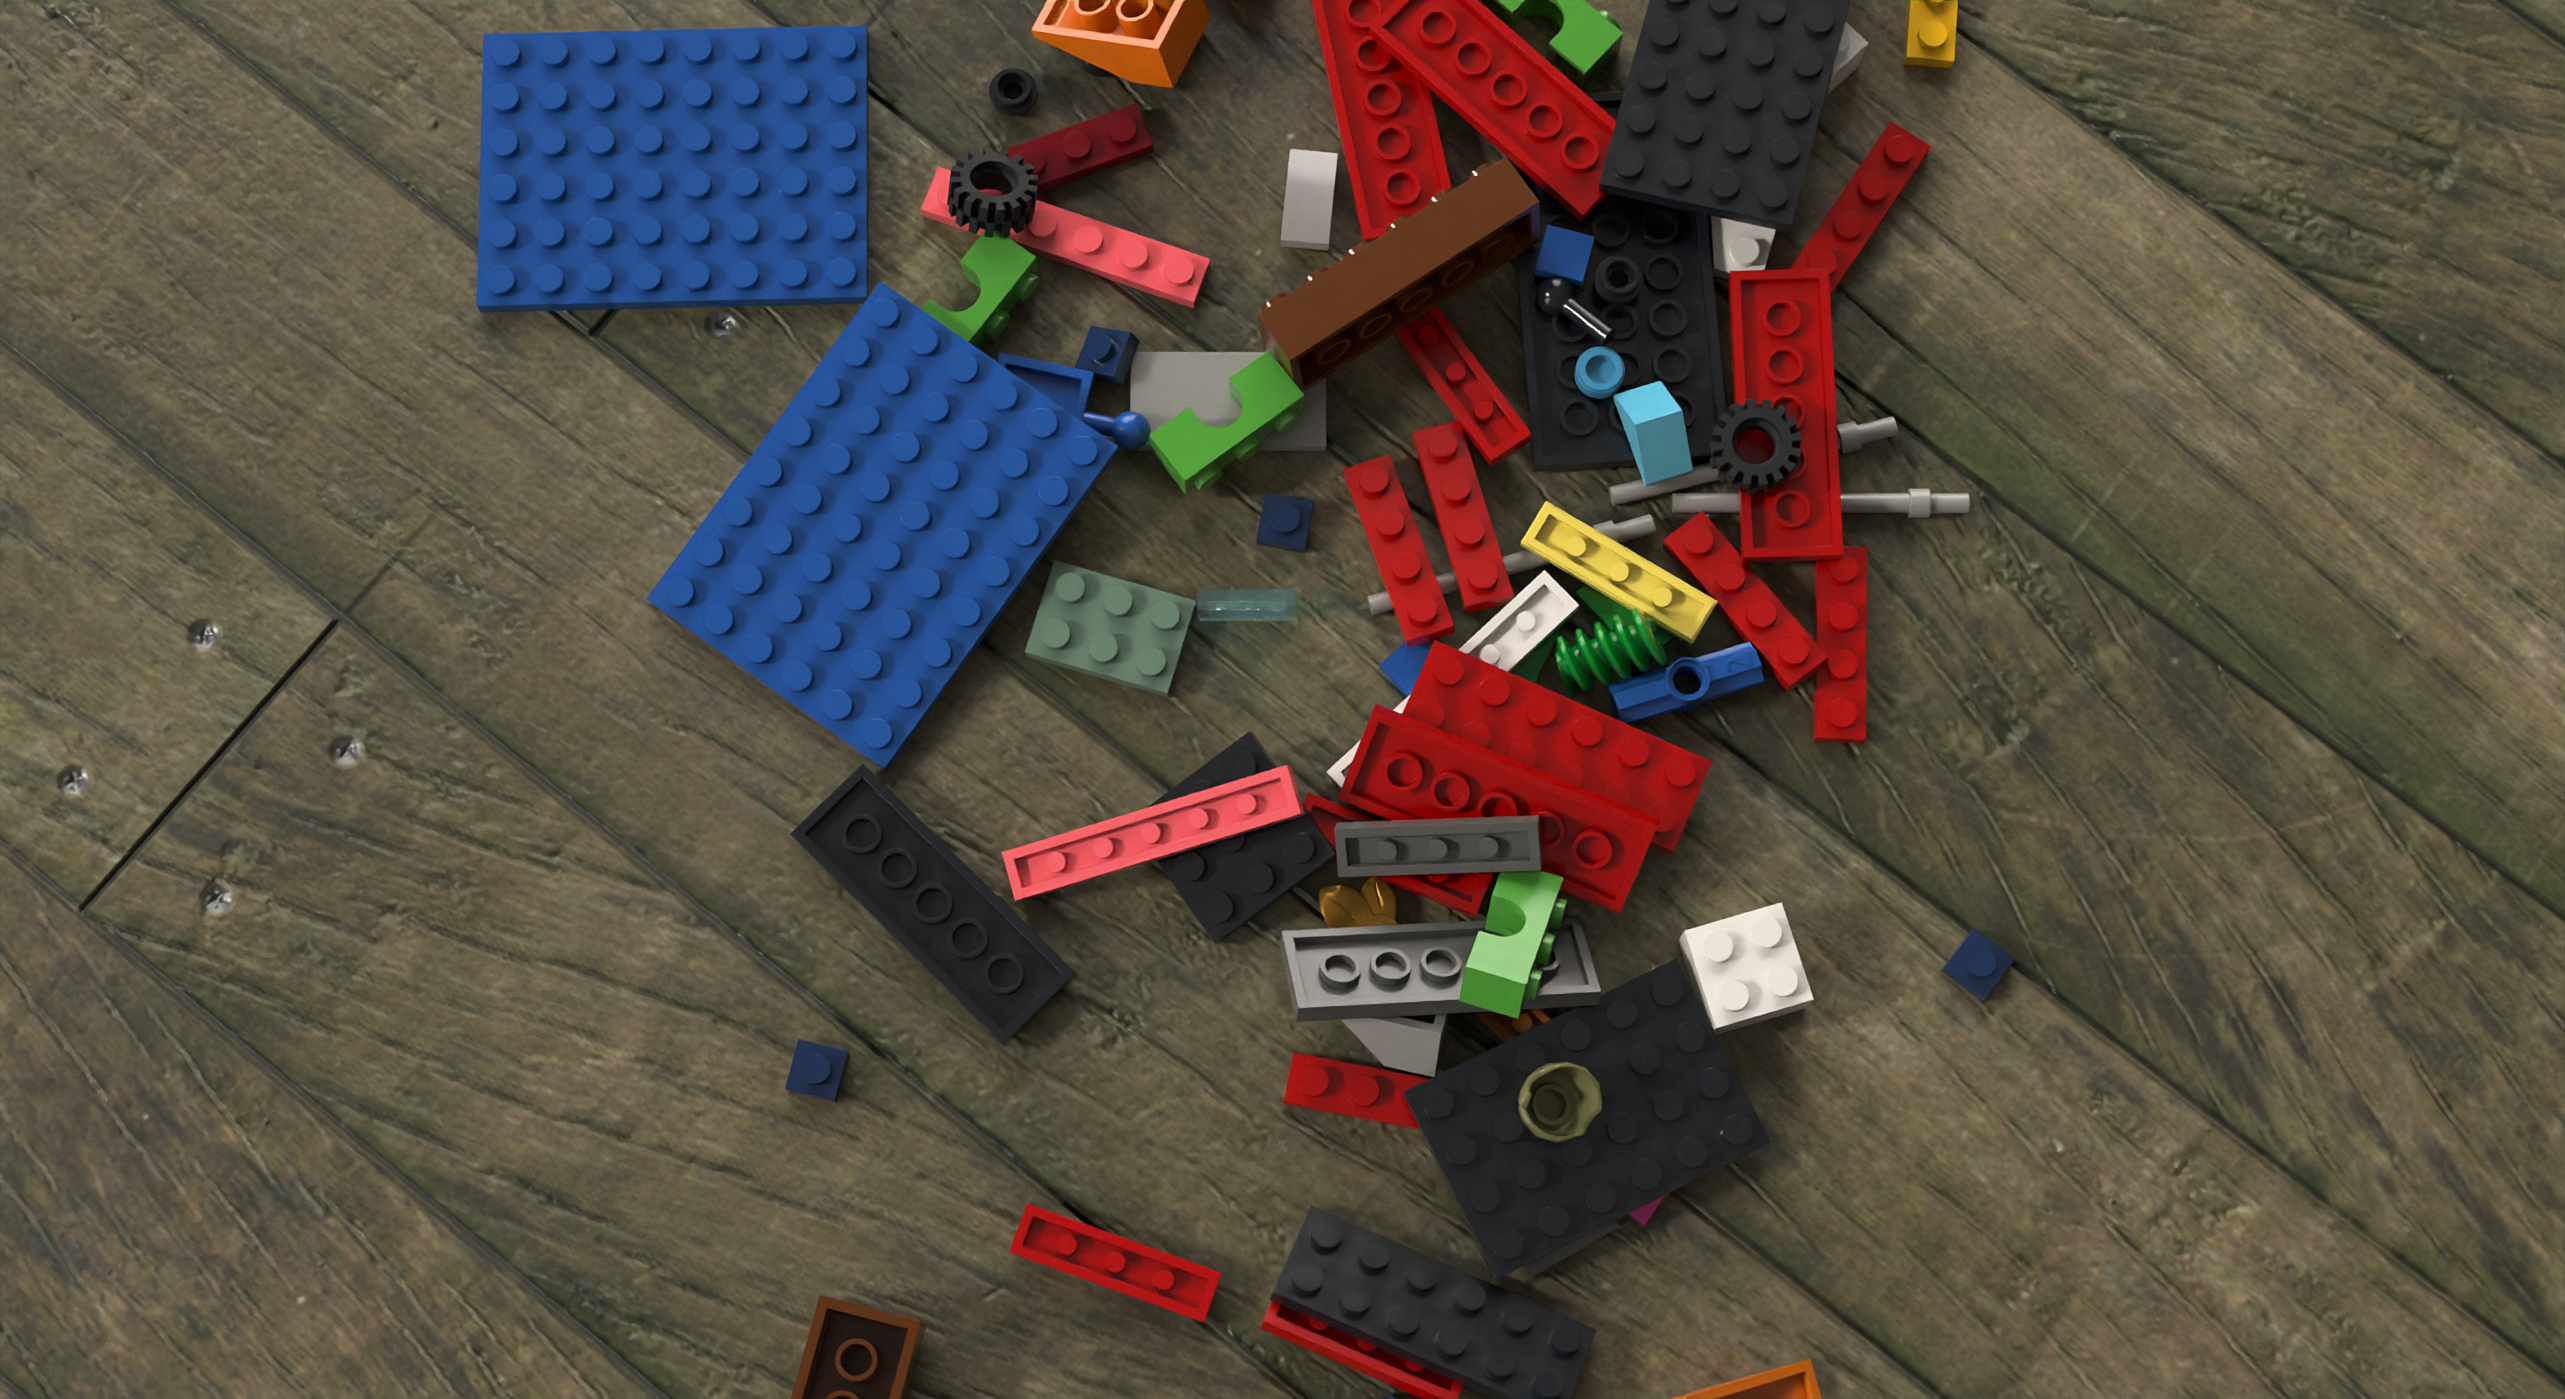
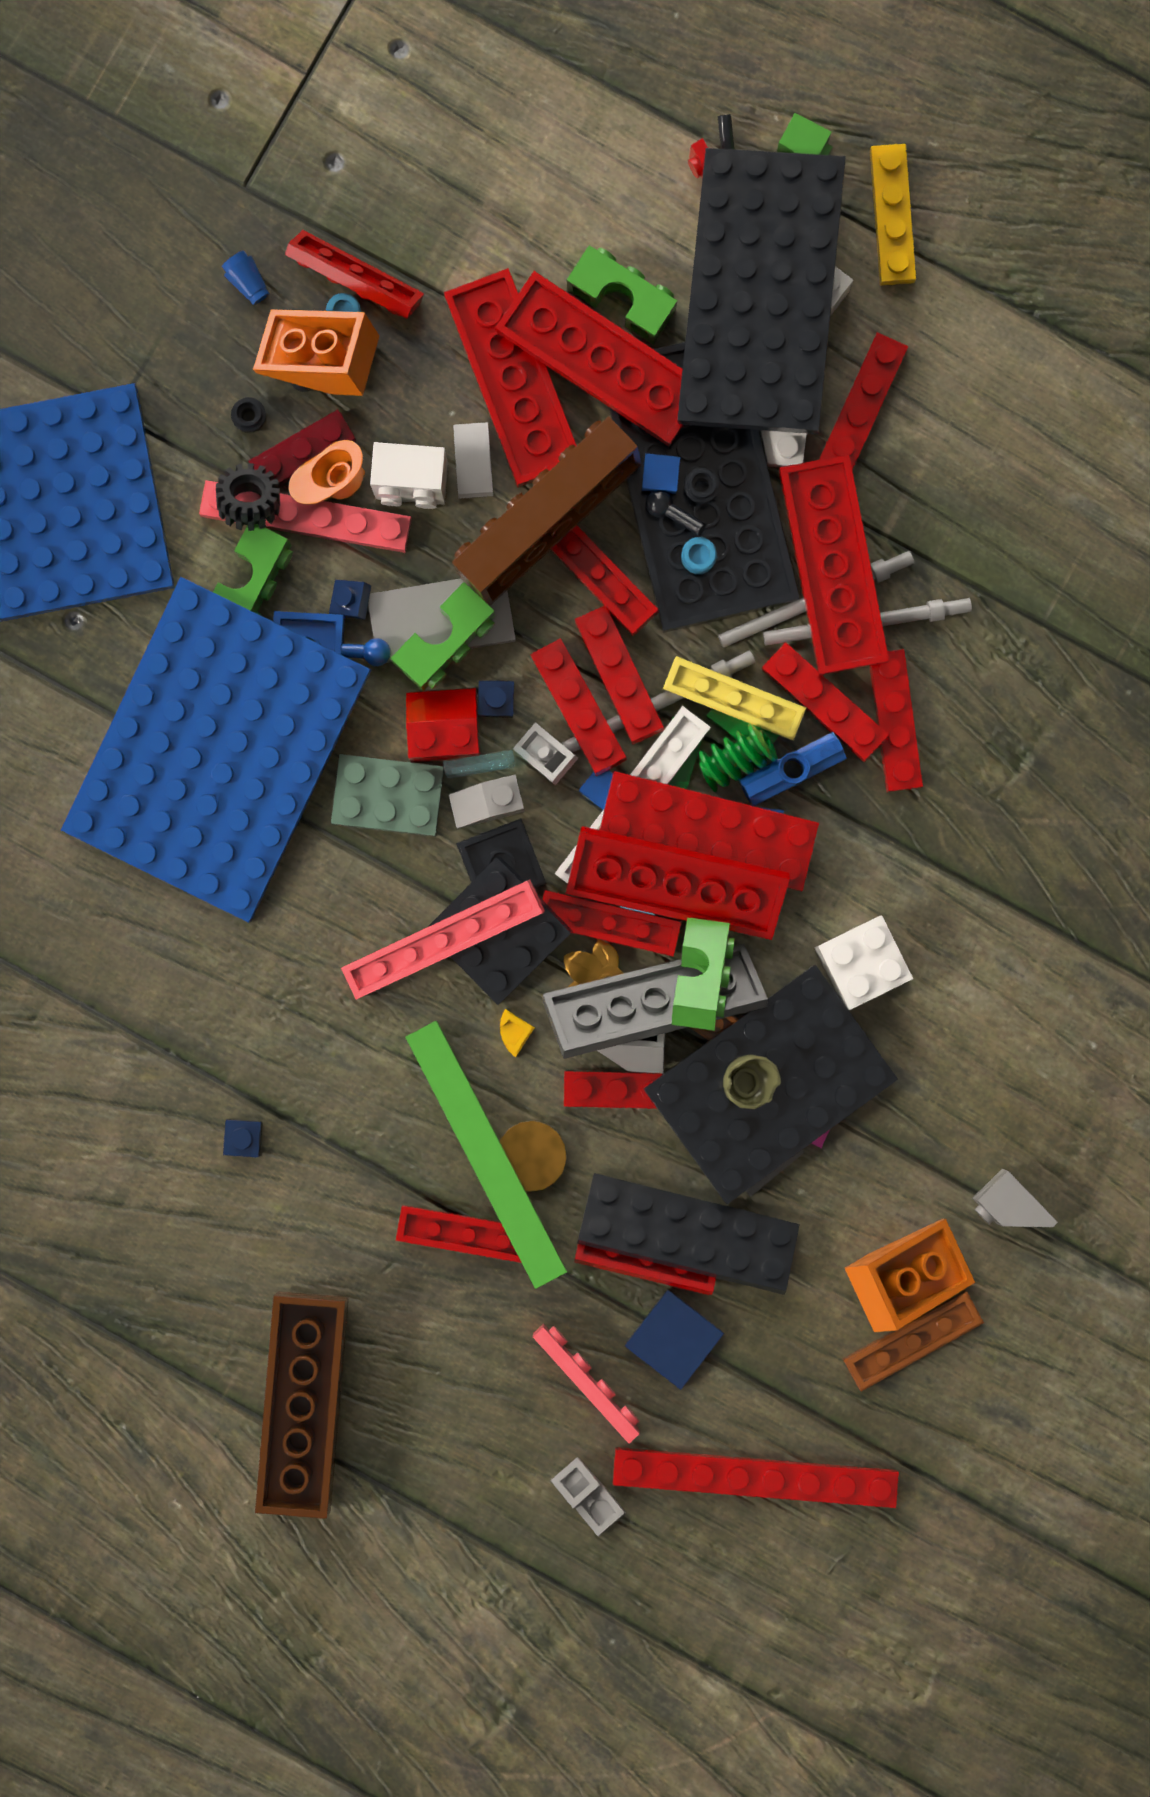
camera: 10 degrees left, 10 degrees up
(933, 905) = (300, 1011): black plate -> none
(1111, 185) = (330, 474): none -> orange piece
(1162, 1153) = (486, 1154): none -> bright green tile
(1203, 544) = (442, 725): none -> red slope
(1218, 199) = (409, 474): none -> white brick
(1225, 1166) = (535, 1154): none -> pearl gold tile
(1231, 986) = (514, 1032): none -> yellow tile
(1249, 658) = (486, 802): none -> light grey slope
(1270, 718) = (509, 843): none -> black tile
(1343, 606) = (545, 753): none -> light grey slope
(1438, 846) = (640, 916): dark grey plate -> none
(1655, 432) = (744, 592): medium azure slope -> none
(1762, 418) = (816, 573): black tyre -> none
(1909, 1353) = (1010, 1204): none -> light grey slope
(1977, 964) = (1021, 930): dark blue plate -> none

